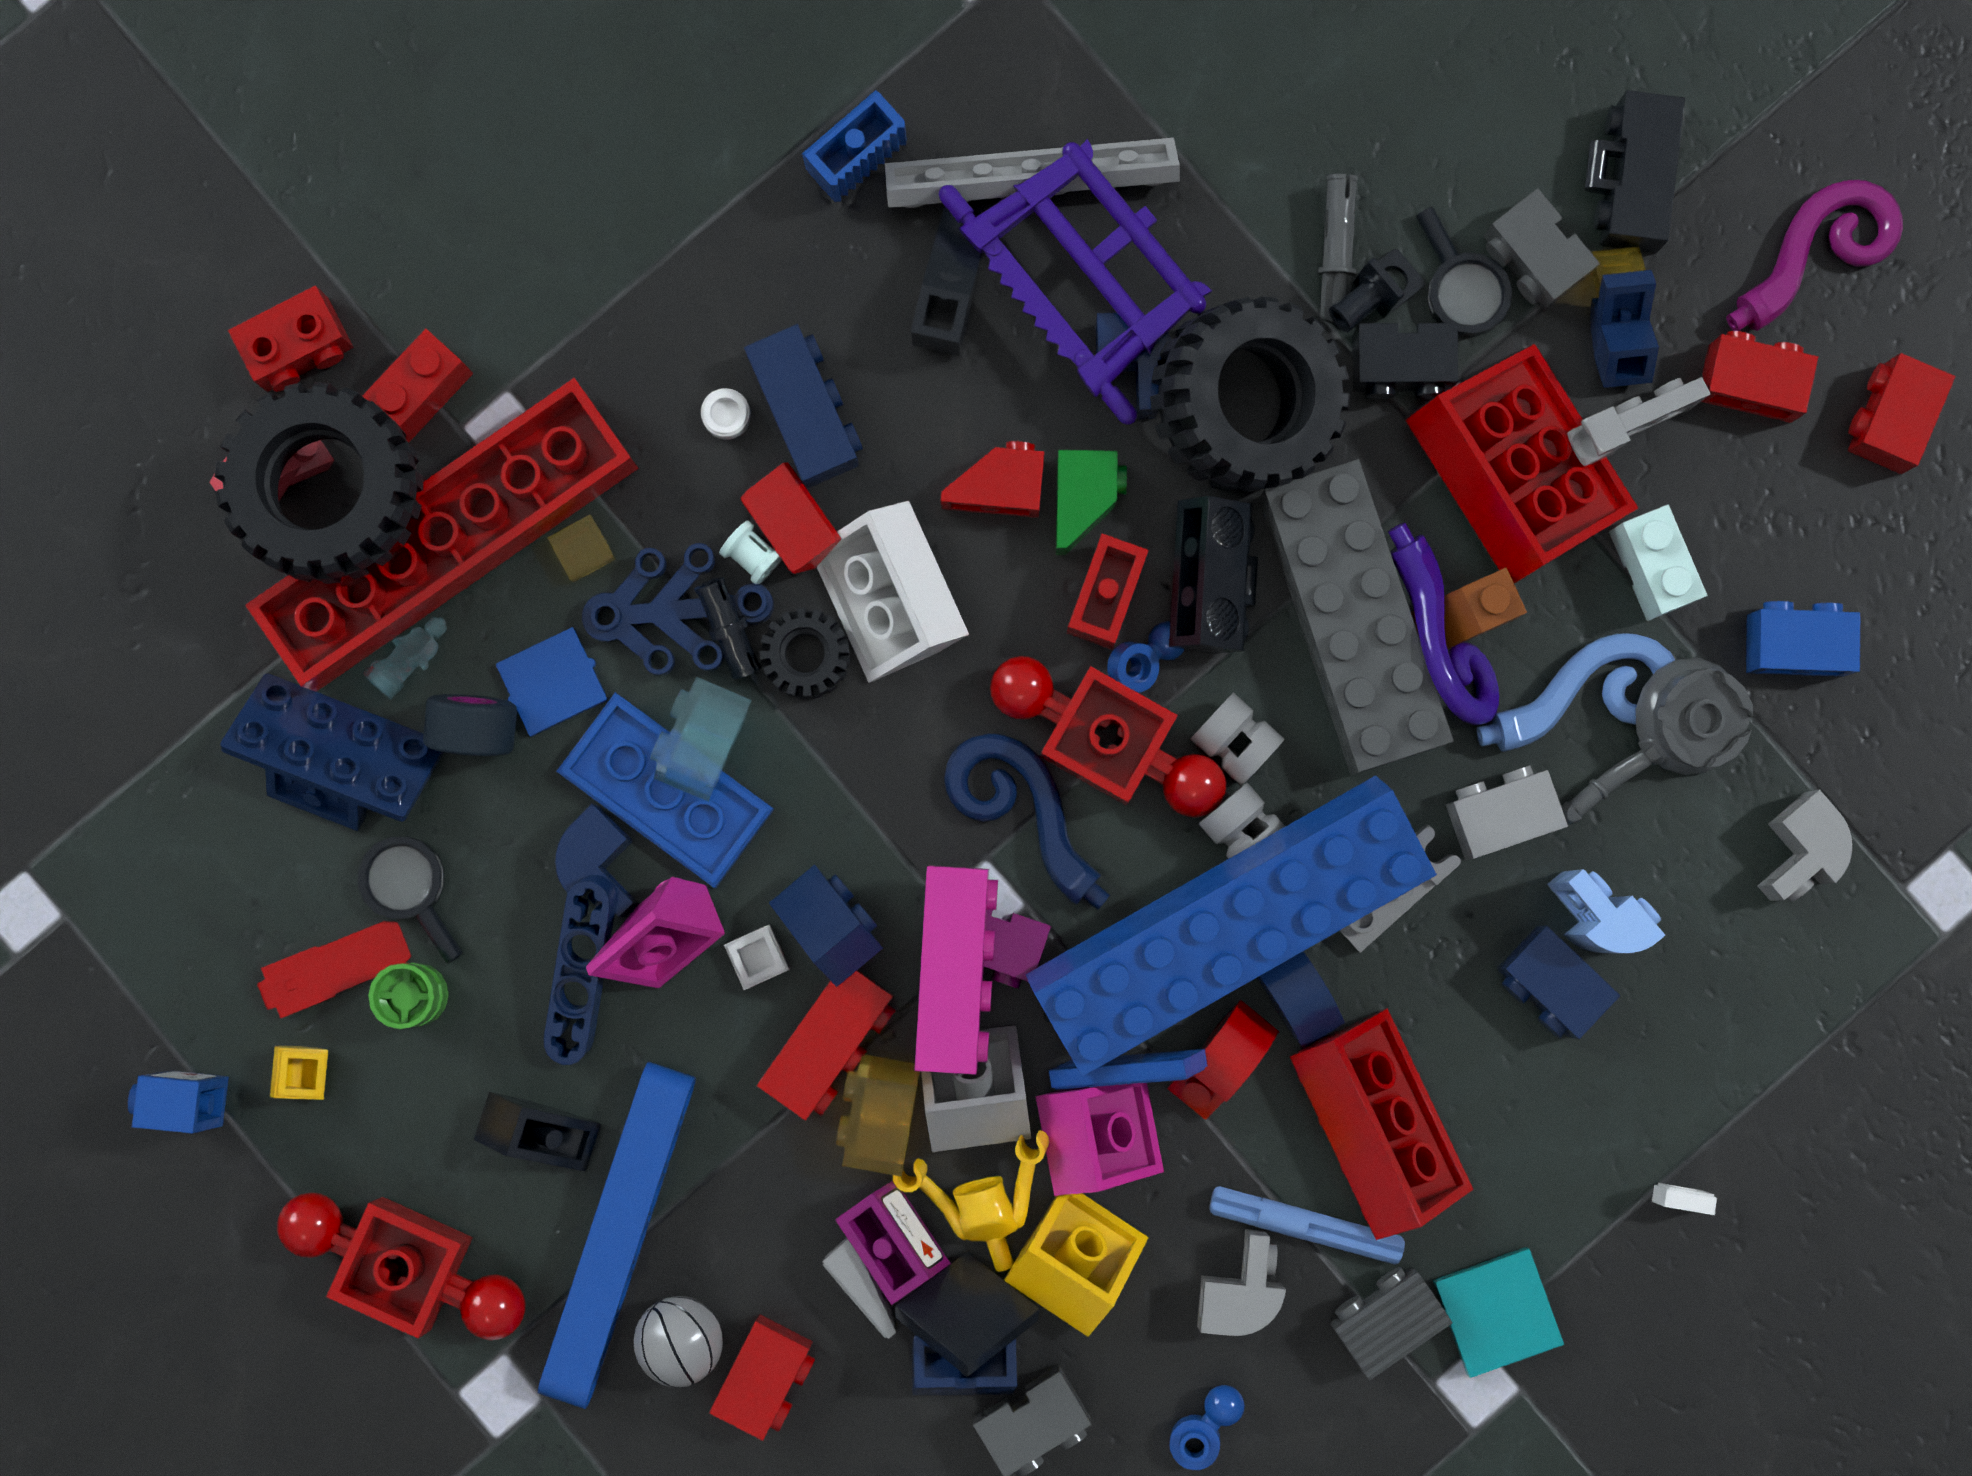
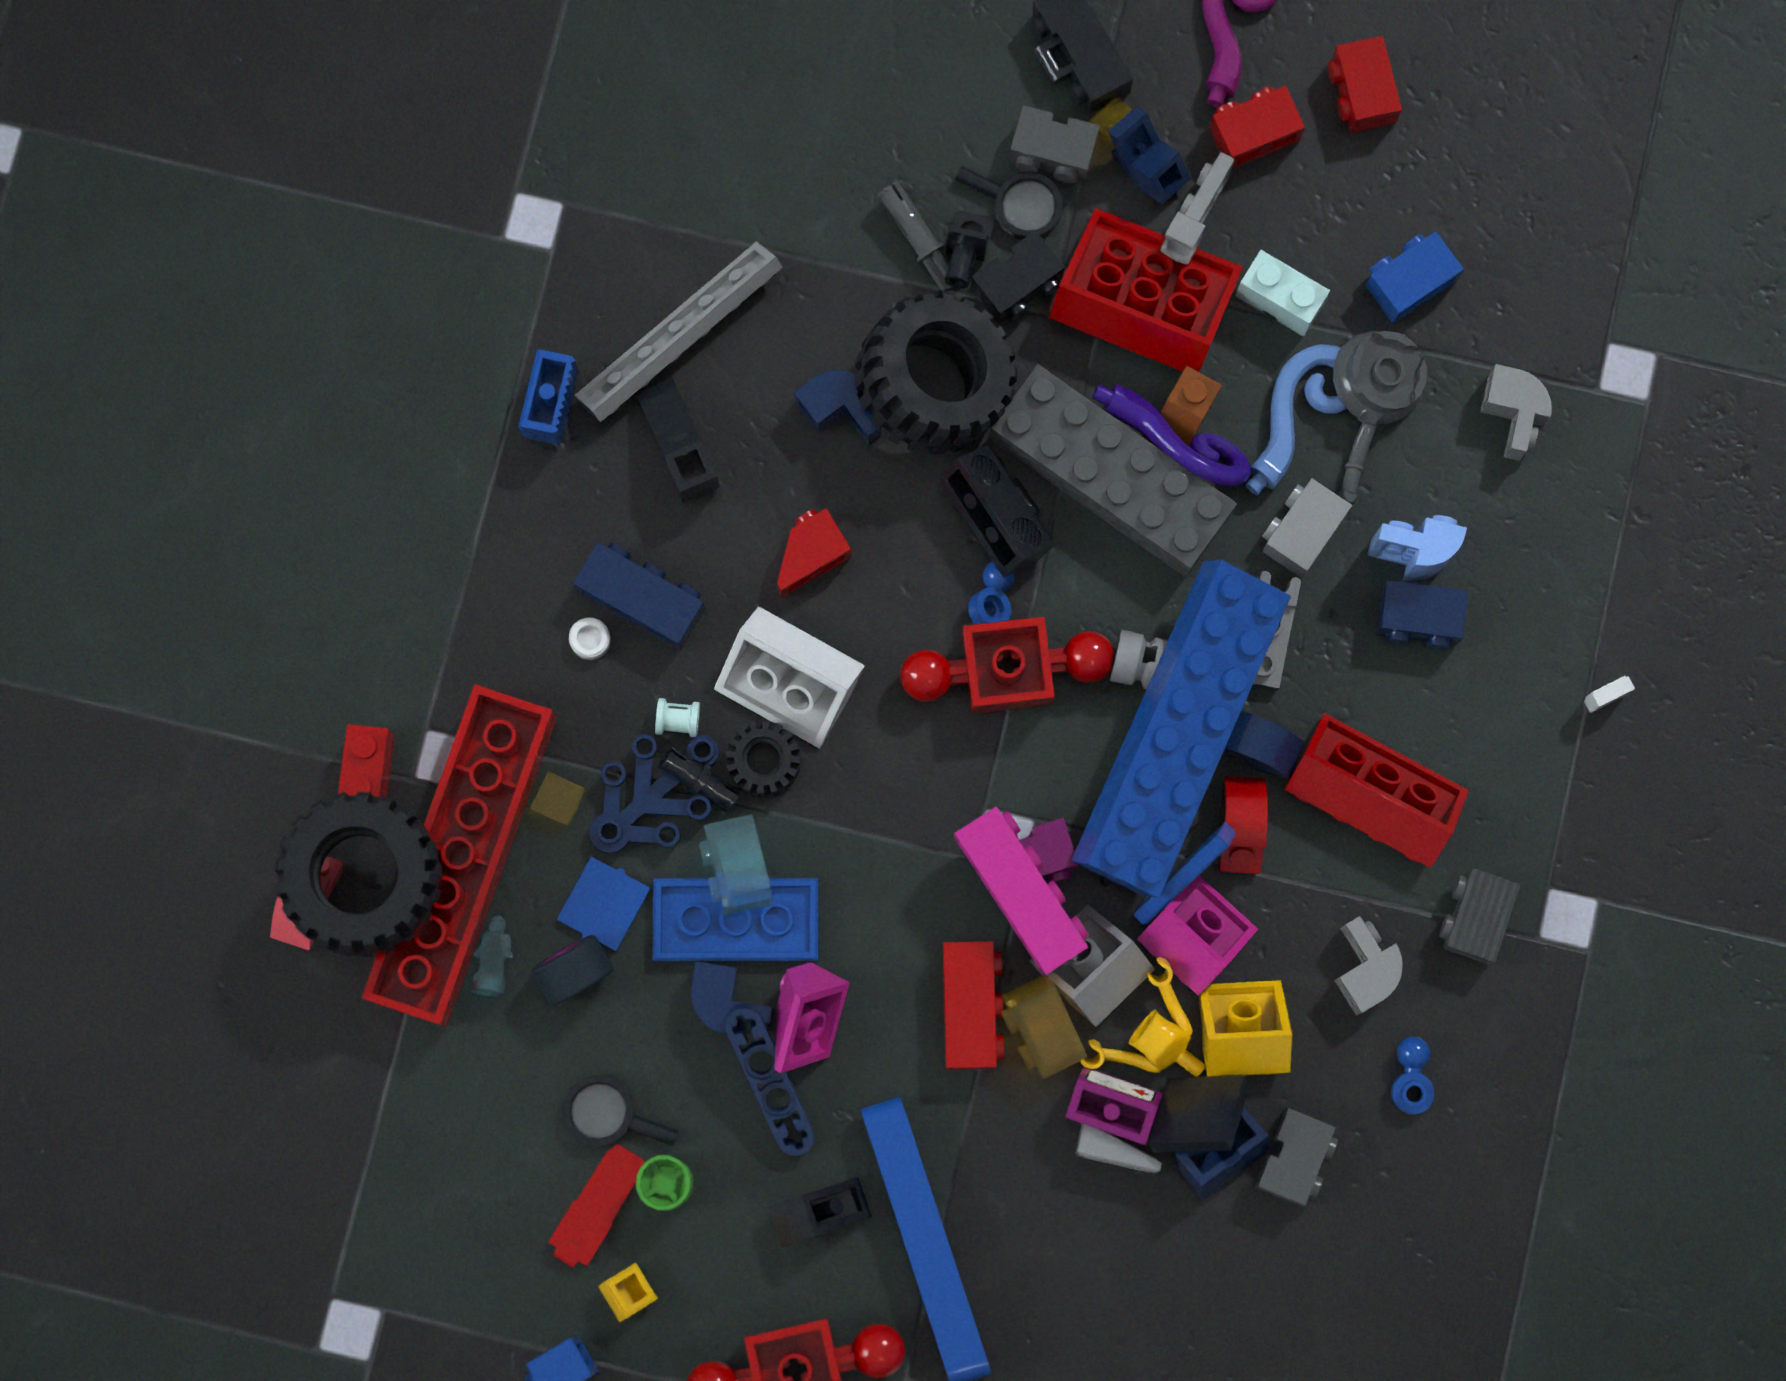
camera: 40 degrees left, 5 degrees down
(291, 340) = (256, 800): red brick -> none
(329, 754) = (490, 1061): dark blue bracket -> none
(678, 1341) = (1020, 1279): light grey piece -> none
(757, 957) = (880, 986): white tile -> none
(762, 1377) = (1095, 1263): red brick -> none
(791, 519) = (688, 675): red slope -> none
(826, 925) = (914, 925): dark blue brick -> none
(1034, 196) = (822, 429): dark purple piece -> none
(1063, 864) = (1038, 772): dark blue plant -> none
(1085, 493) = (872, 517): green slope -> none
(1107, 591) = (936, 570): red brick -> none
(1224, 727) = (1079, 606): light grey wheel -> none
(1305, 1225) = (1377, 894): medium blue axle -> none
(1498, 1312) = (1545, 858): teal tile -> none

